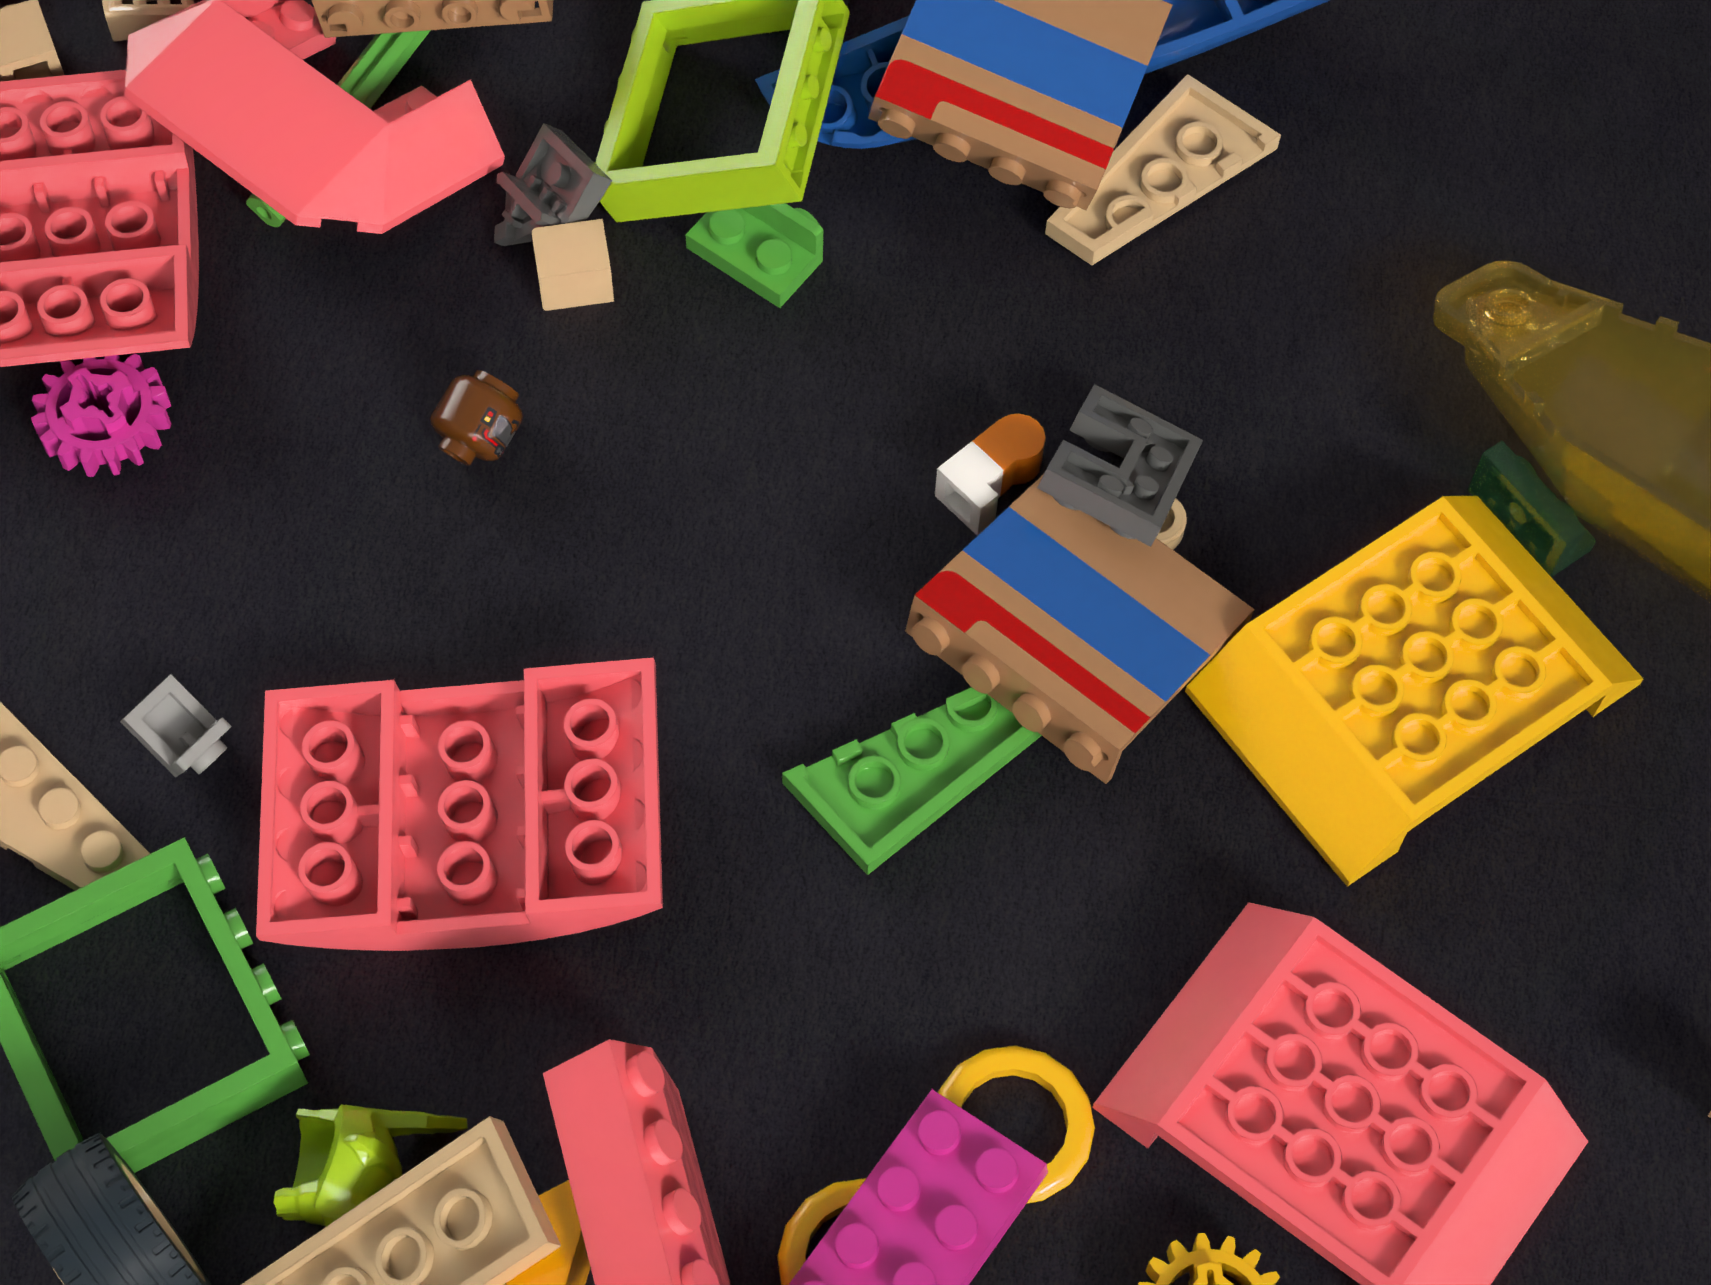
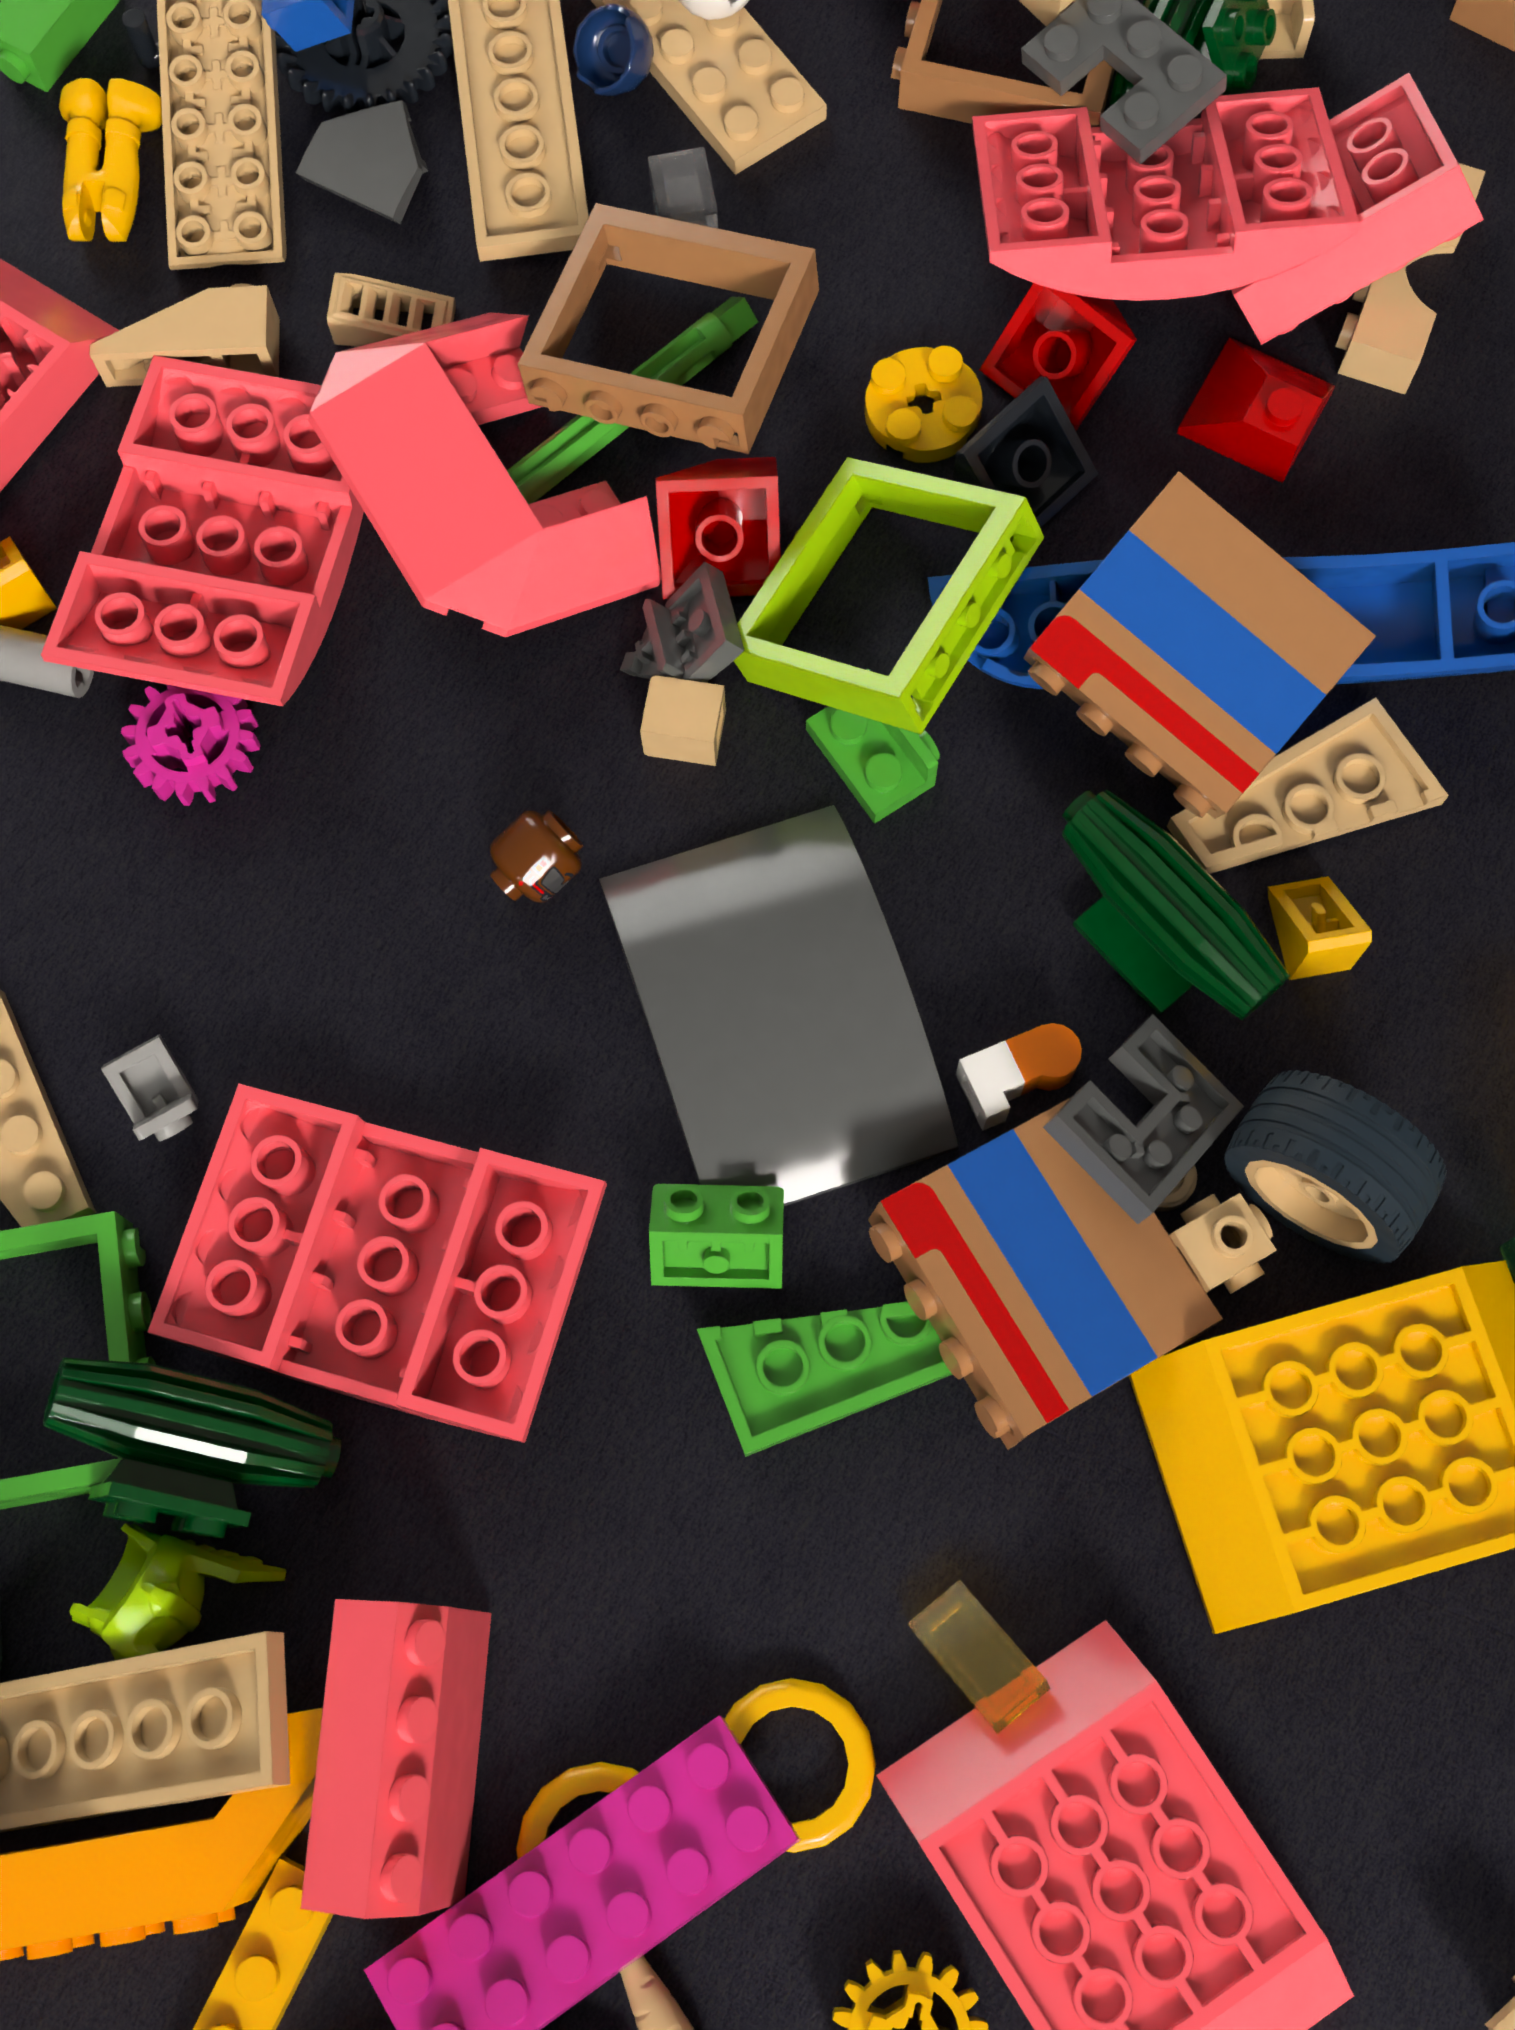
camera: 25 degrees right, 10 degrees up
(337, 1015) = (185, 1441): none -> dark green plate
(550, 81) = (723, 517): none -> red slope
(757, 489) = (781, 1010): none -> dark grey slope
(772, 689) = (716, 1236): none -> bright green bracket
(1074, 291) = (1164, 914): none -> dark green plate
(1147, 966) = (979, 1656): none -> clear yellow tile
(1211, 277) = (1317, 927): none -> yellow slope
(1232, 547) = (1224, 1242): none -> tan brick
(1303, 448) = (1336, 1166): none -> black wheel

